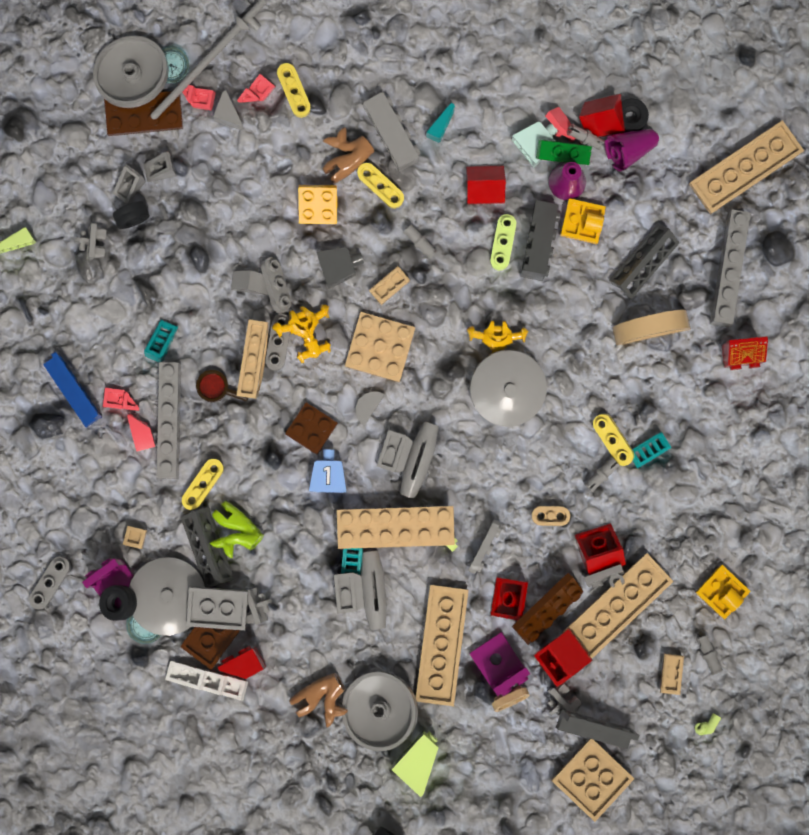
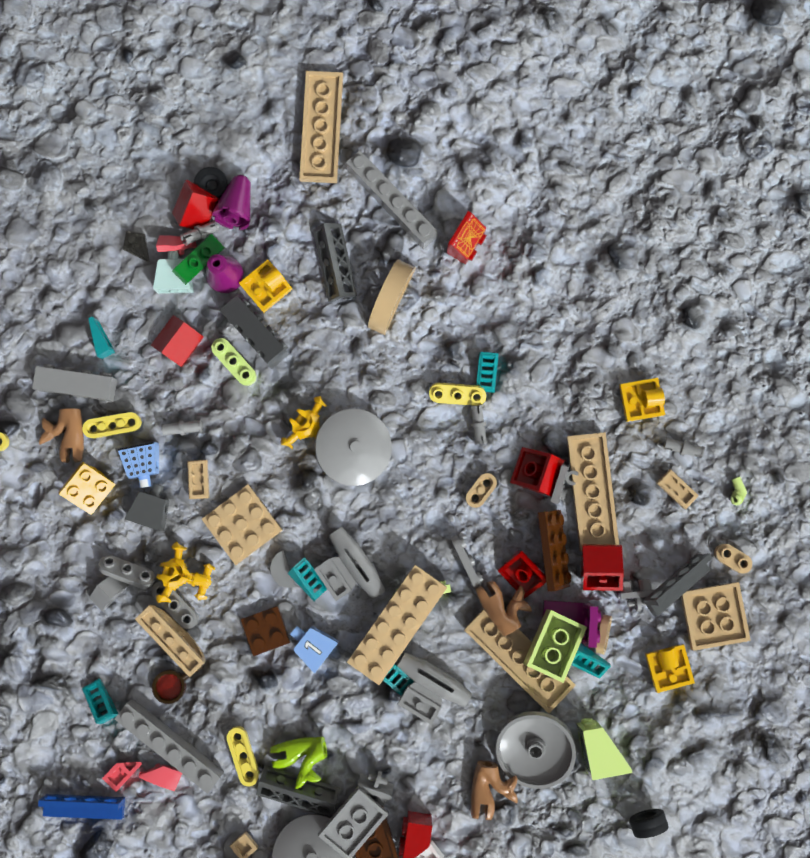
camera: 50 degrees left, 0 degrees up
(369, 230) = (141, 462): none -> light blue torso
(382, 432) = (299, 579): none -> teal slope
(466, 595) = (494, 607): none -> medium nougat piece
(473, 664) = (555, 645): none -> yellowish green brick
(485, 701) = (589, 655): none -> teal slope
(523, 773) = (669, 668): none -> yellow plate
(537, 94) = (136, 245): none -> clear smoke piece
(650, 761) = (733, 559): none -> tan plate

